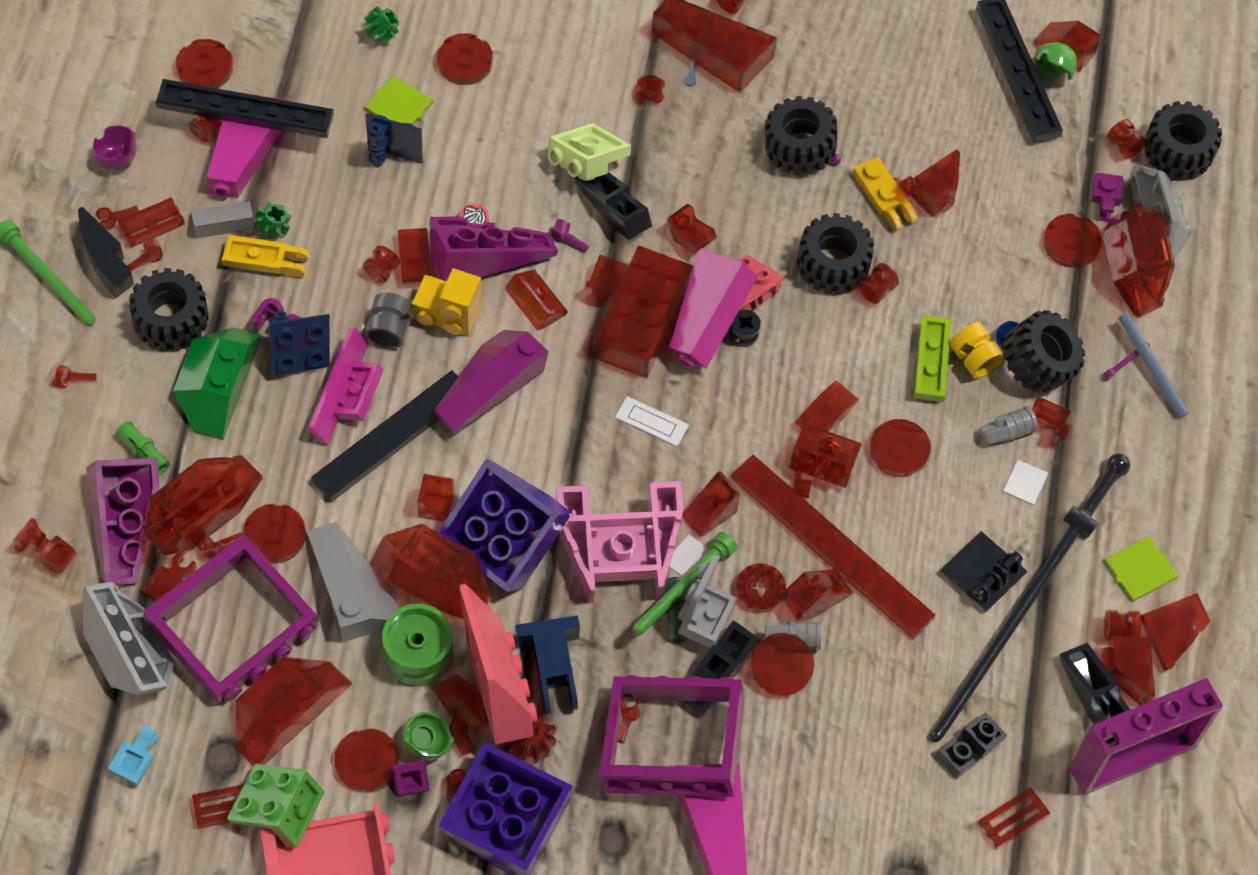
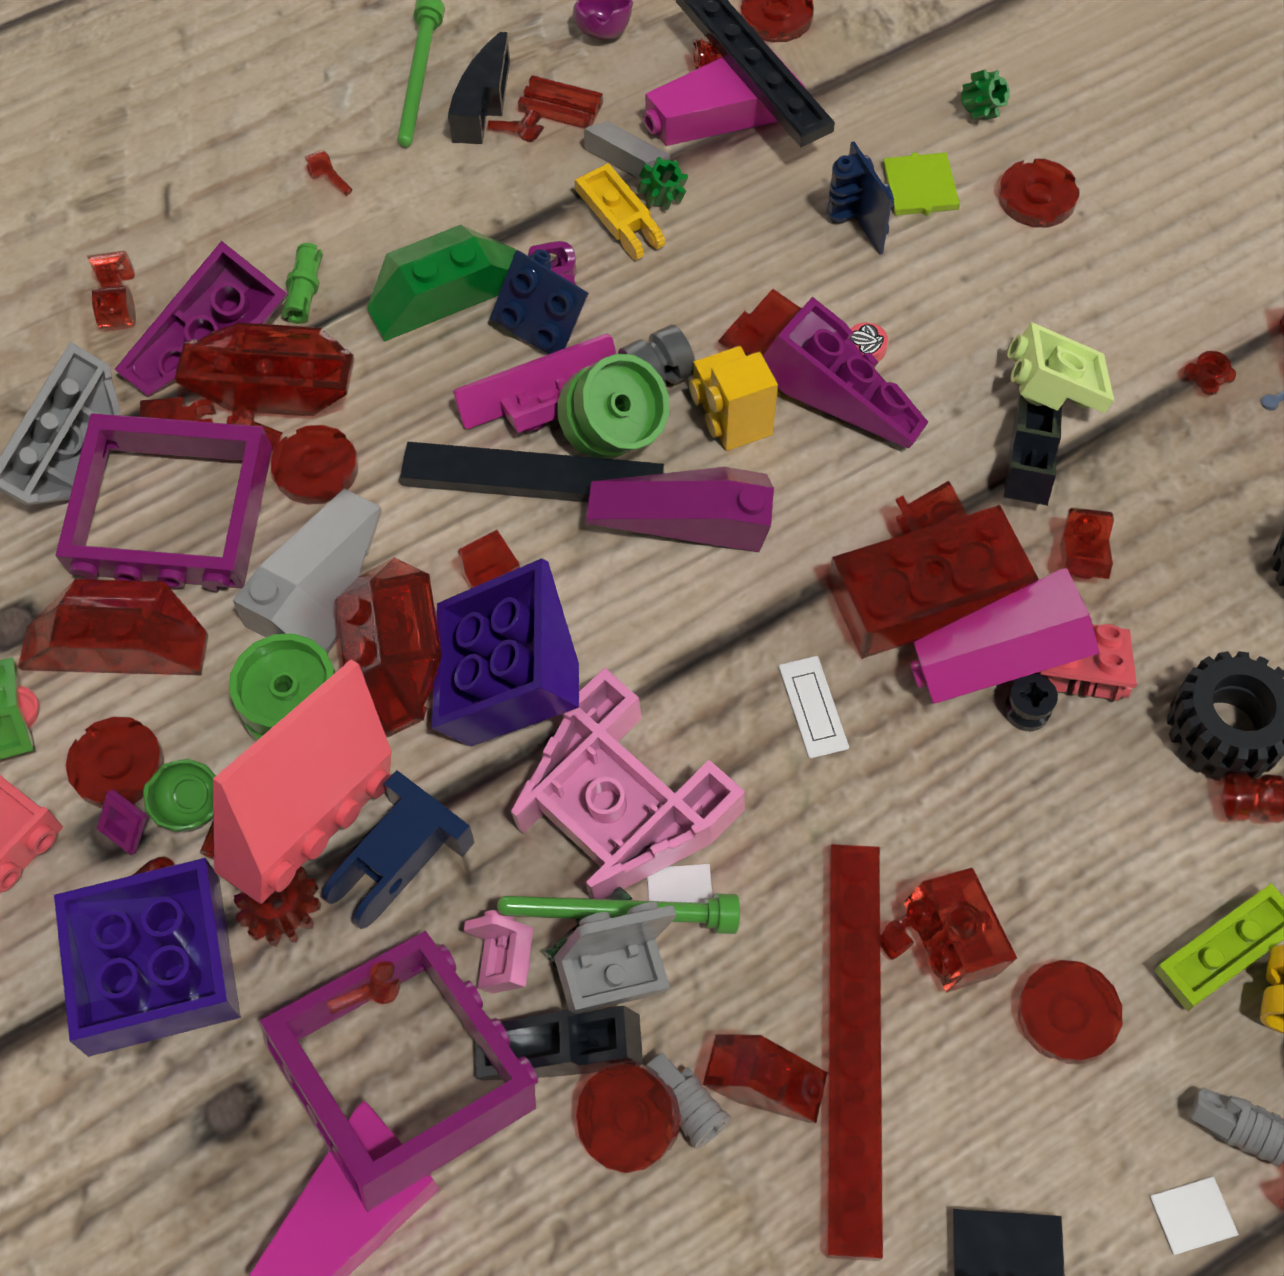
camera: 55 degrees right, 0 degrees up
(110, 222) = (528, 68): clear red hand -> none
(165, 289) = (471, 179): black tyre -> none
(381, 263) = (717, 305): clear red wheel -> none
(404, 362) = (613, 406): none -> bright green wheel
(535, 299) = (837, 473): clear red slope -> none
(561, 234) = (940, 432): magenta hand -> none
(652, 654) = (504, 951): none -> bright pink bracket
(713, 505) = (762, 857): clear red slope -> none
(770, 578) = (714, 980): clear red gear -> none
(828, 407) = (1029, 881): clear red slope -> none

